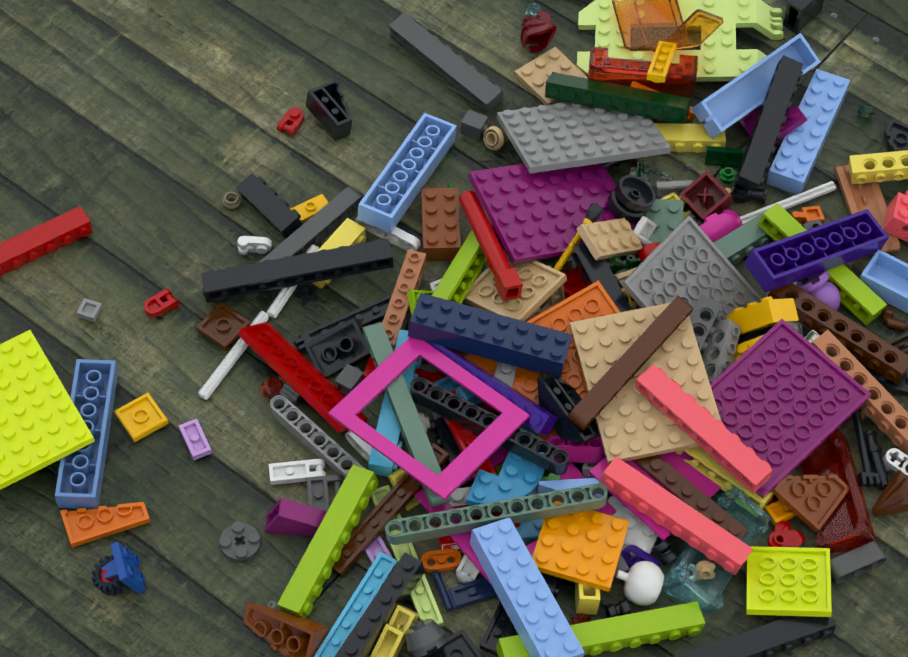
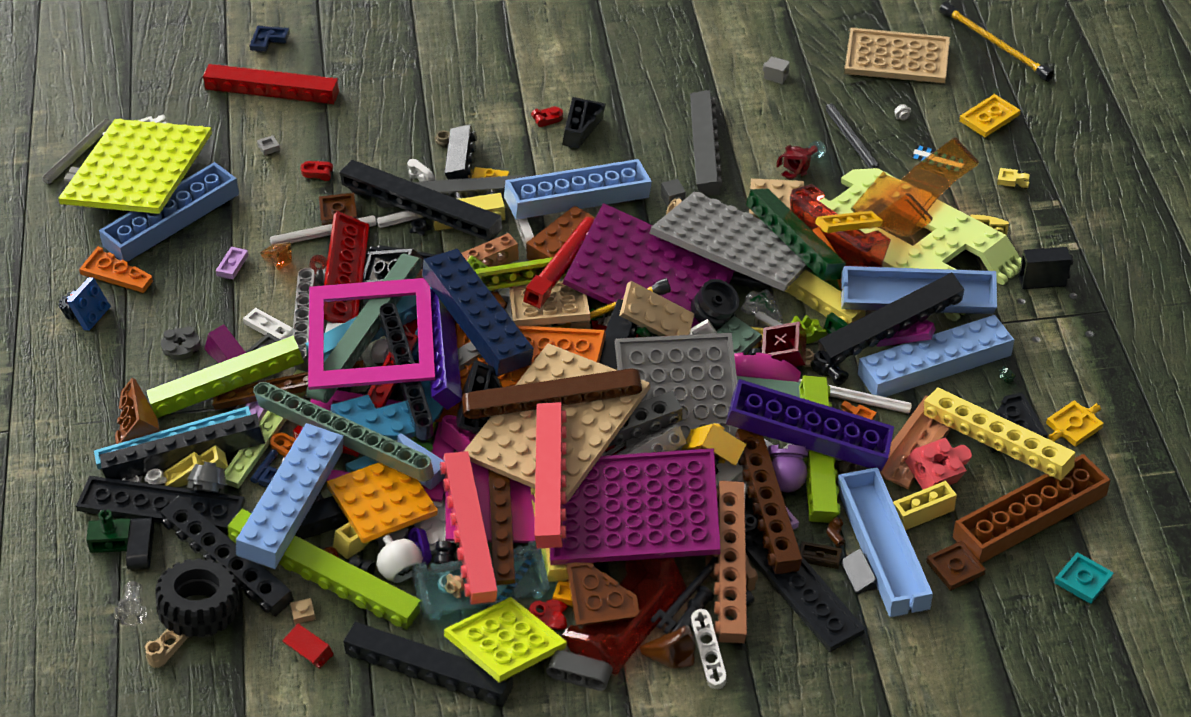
camera: 45 degrees right, 10 degrees down
(141, 417) = (217, 227): yellow plate -> none
(224, 401) = (279, 253): none -> clear orange slope
(697, 169) = (812, 328): none -> lime hand

